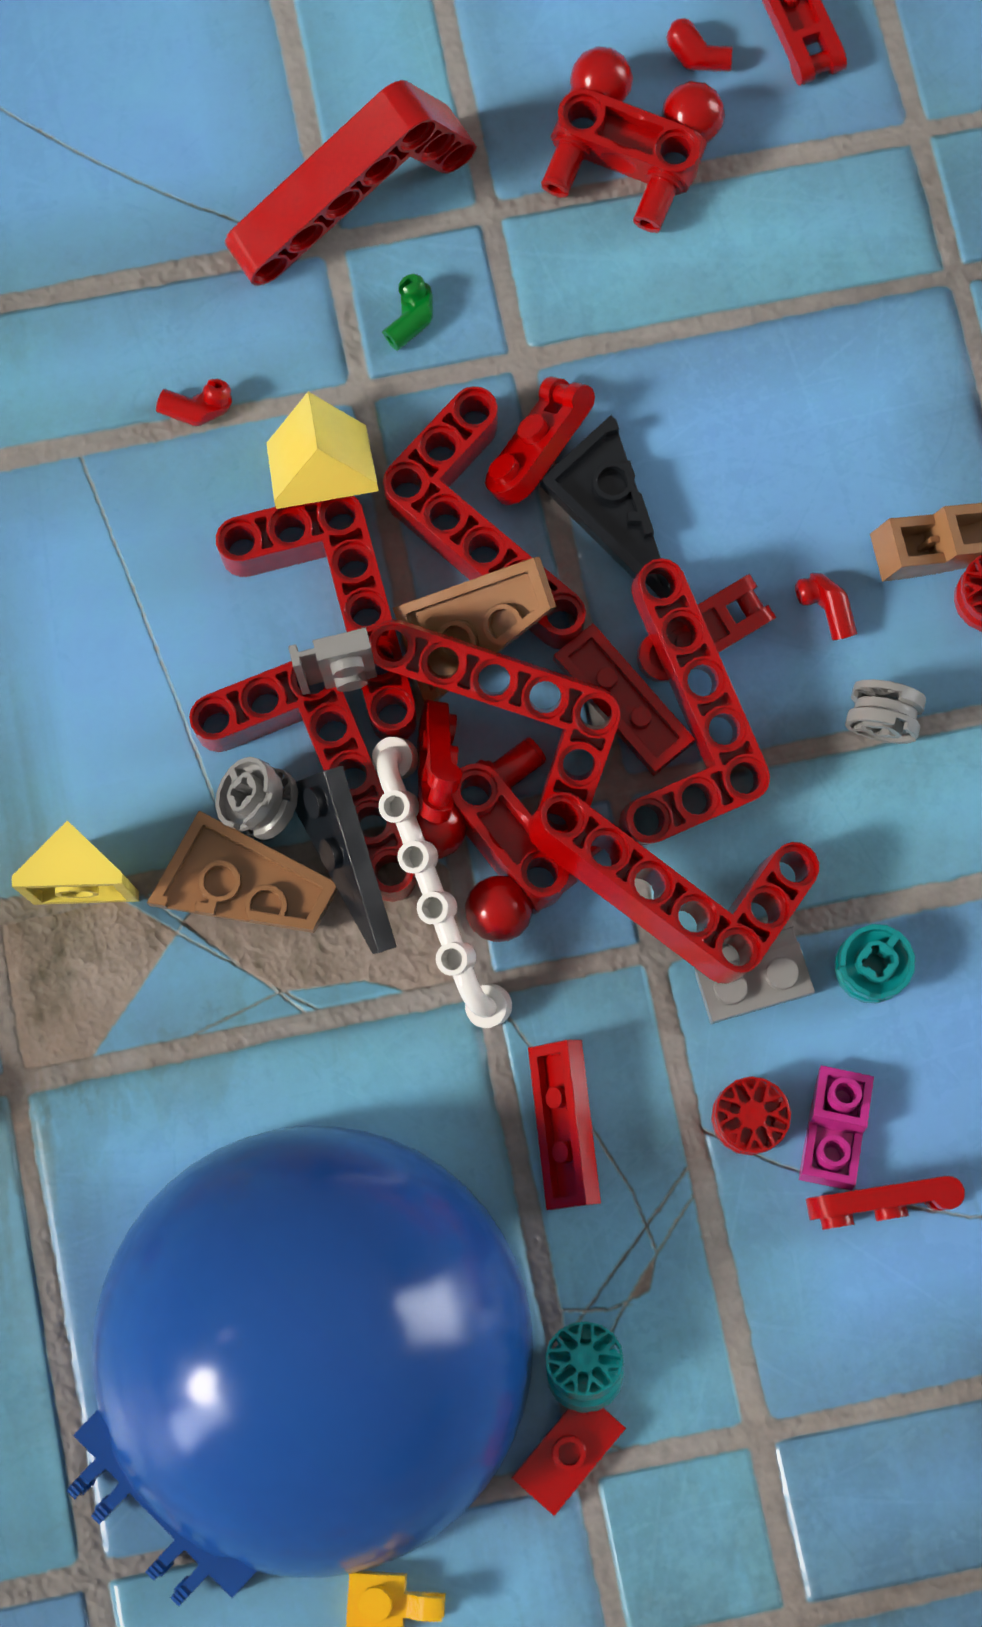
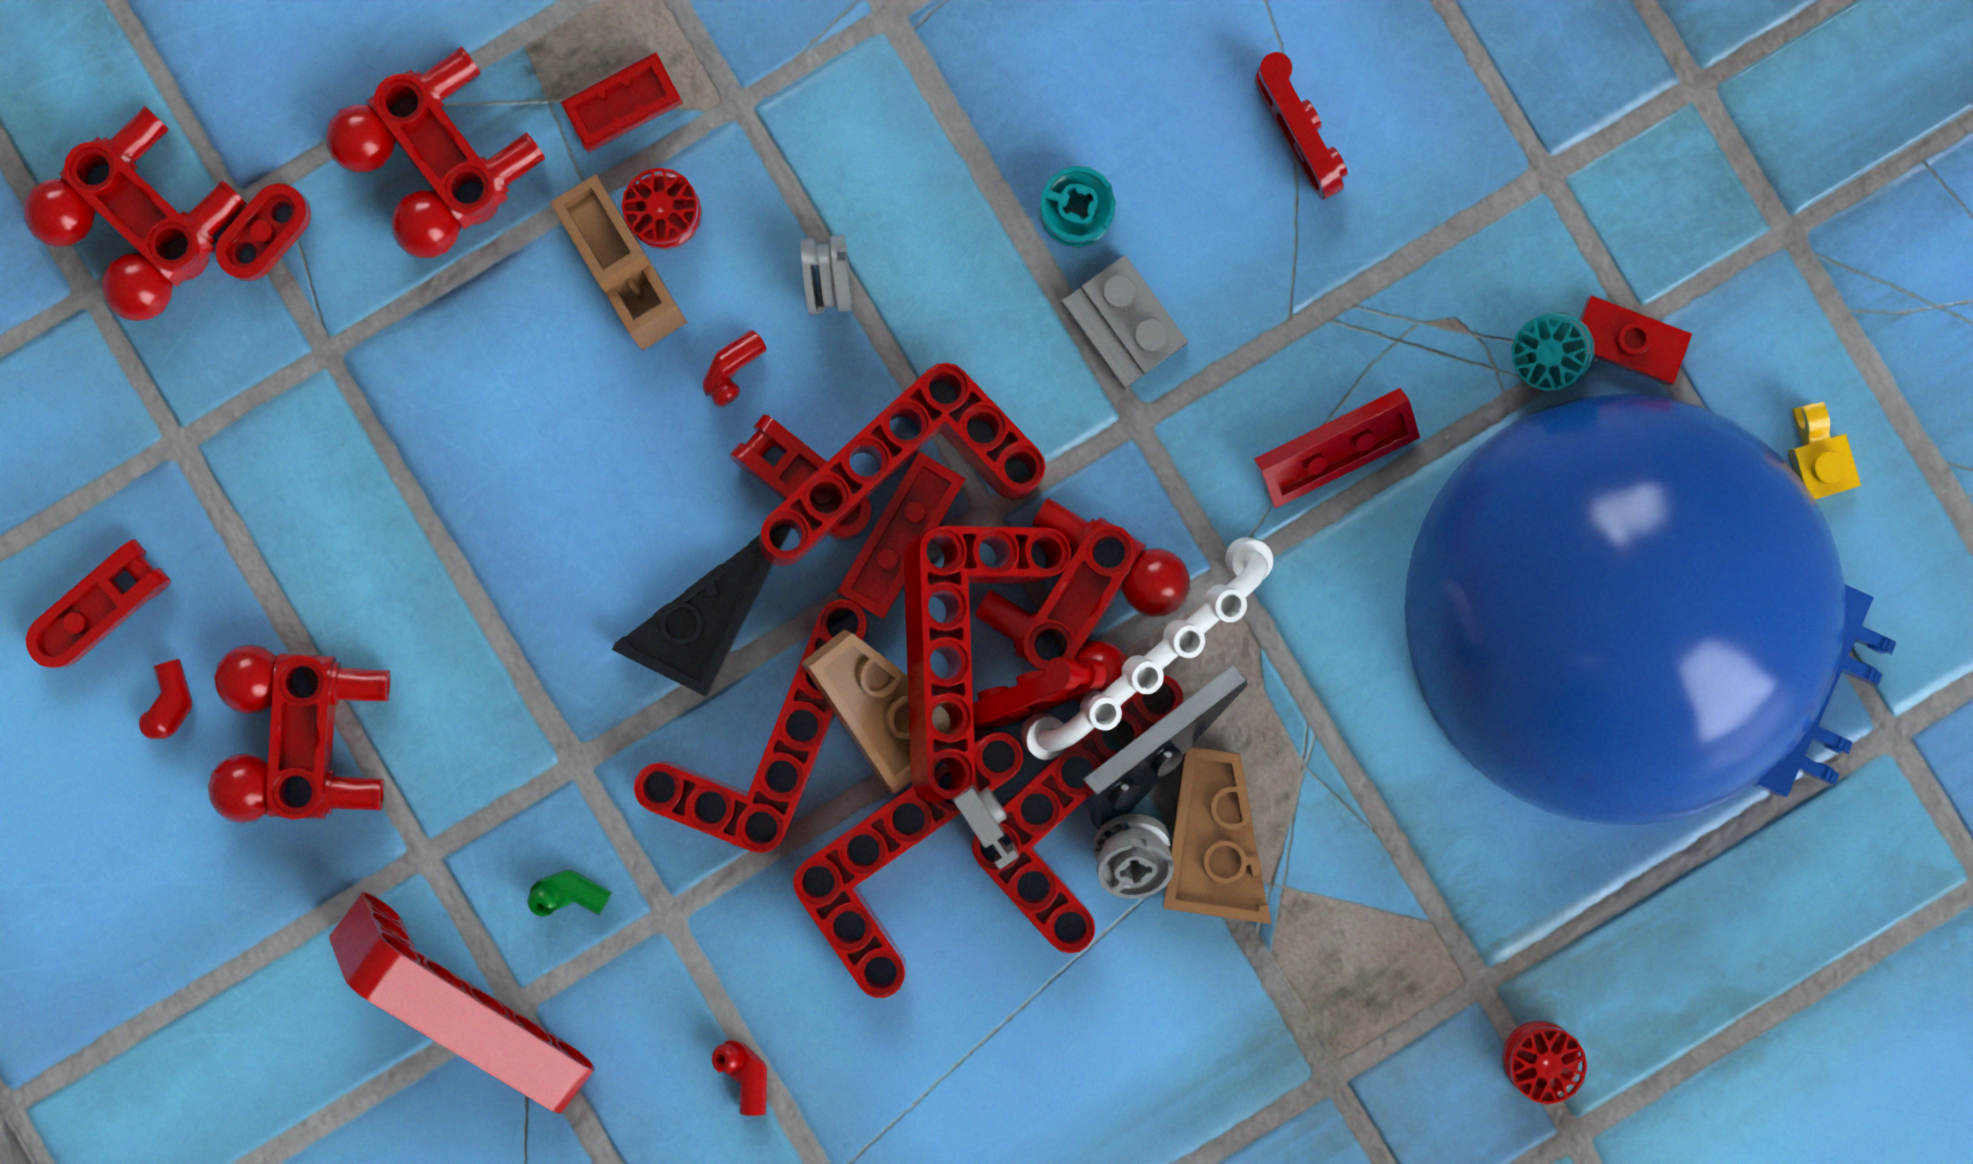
camera: 110 degrees left, 10 degrees up
(71, 872) = (1268, 1002): light yellow slope -> none
(319, 455) = (762, 925): light yellow slope -> none
(539, 439) = (662, 713): red plate -> none
(674, 892) = (1091, 417): red beam -> none
(751, 1116) = (1265, 276): red wheel -> none
(836, 1128) = (1245, 193): dark pink slope -> none

